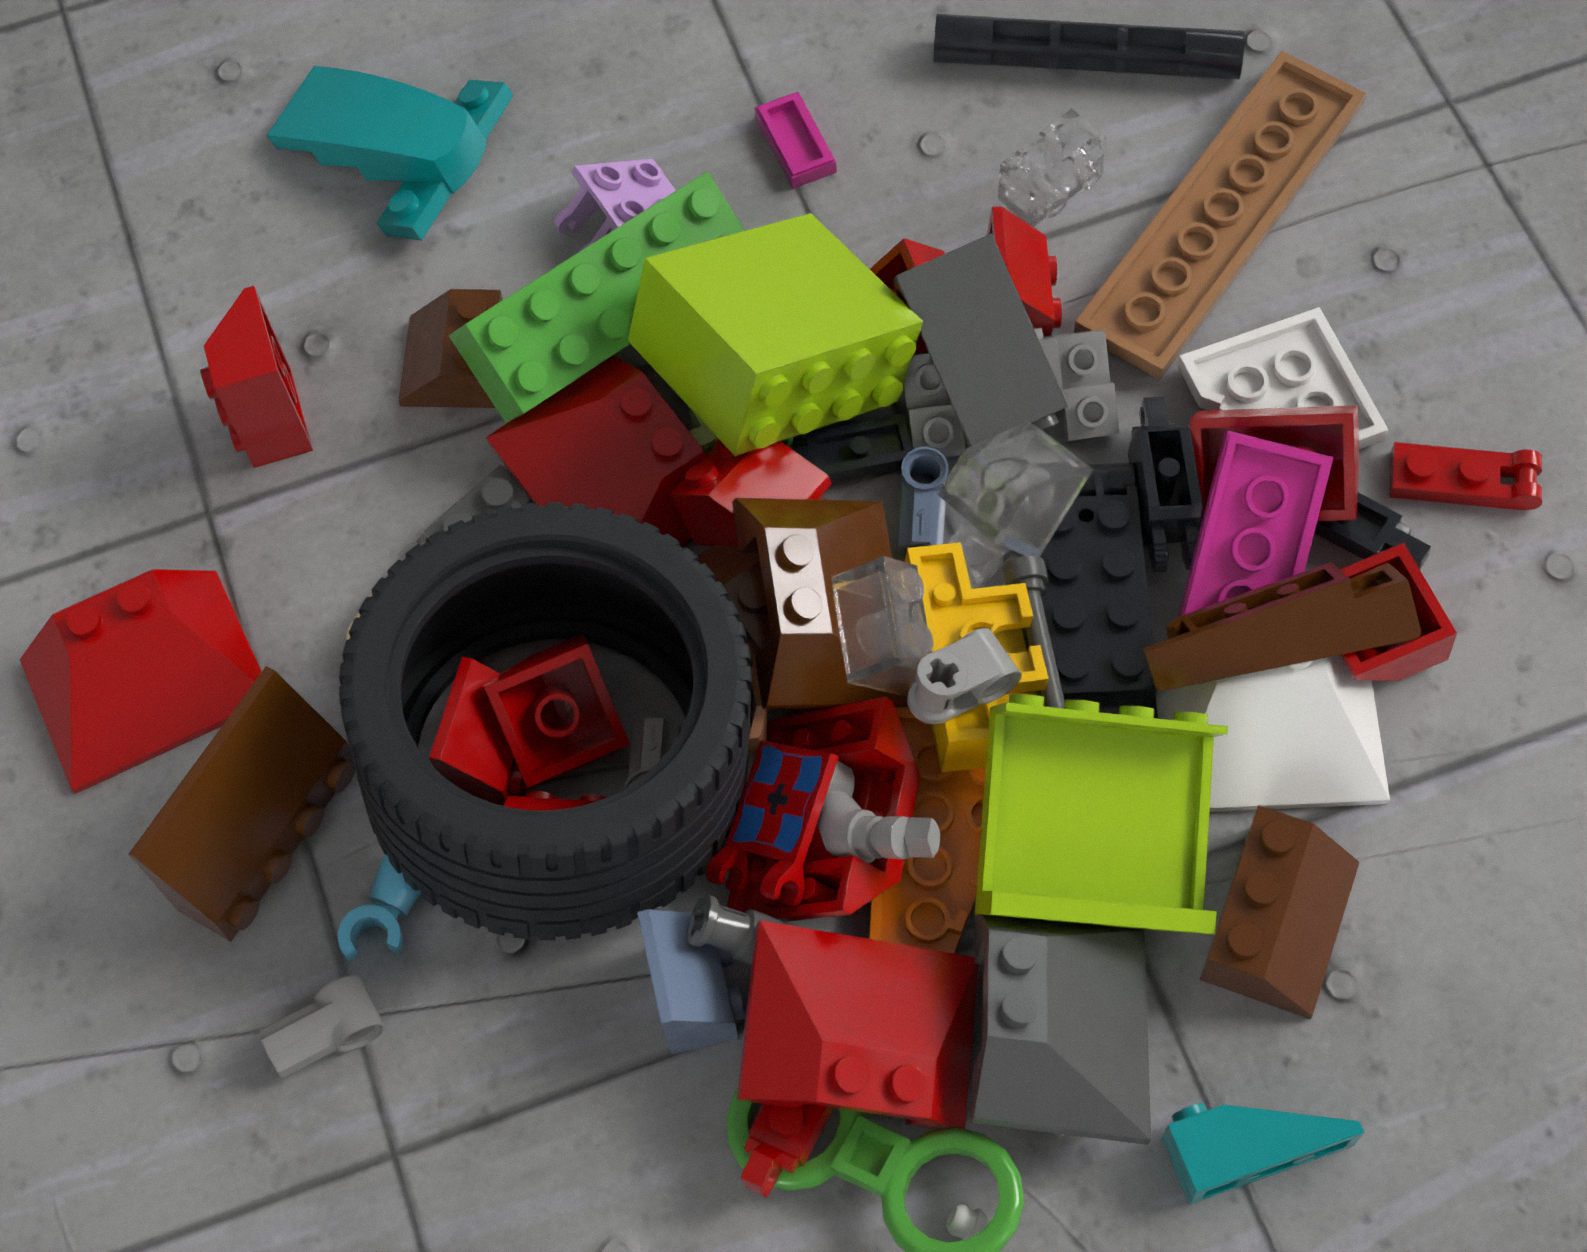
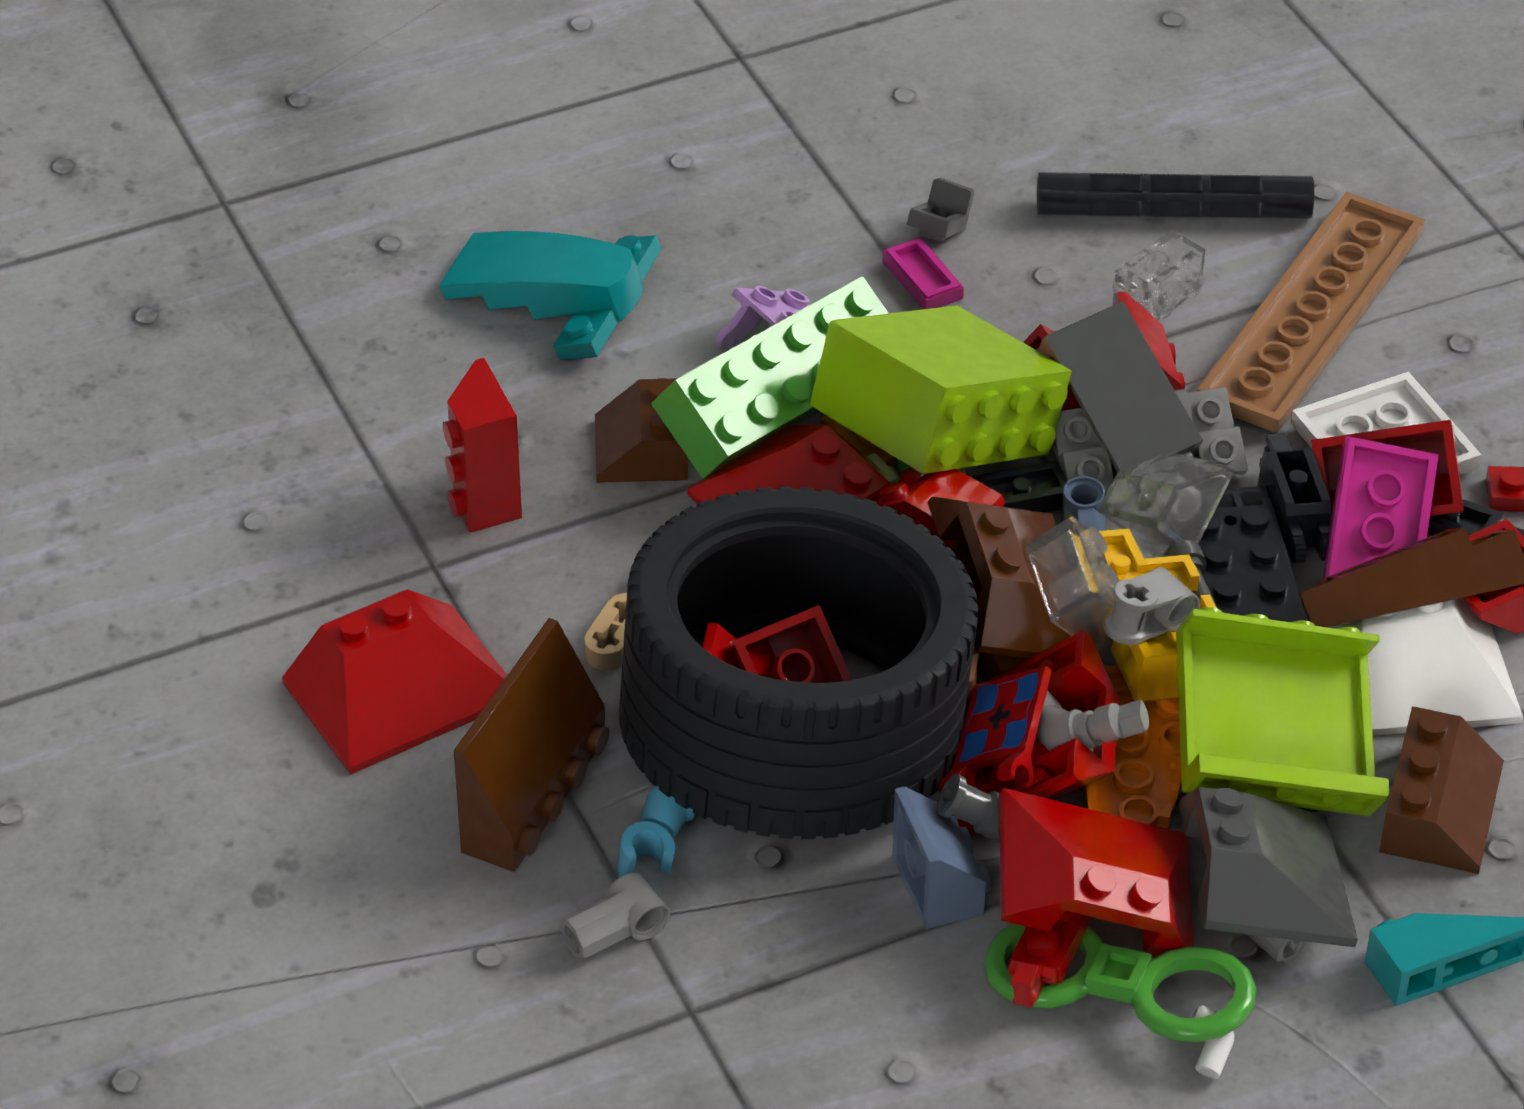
camera: 10 degrees left, 20 degrees down
(827, 61) = (944, 212): none -> dark grey bracket

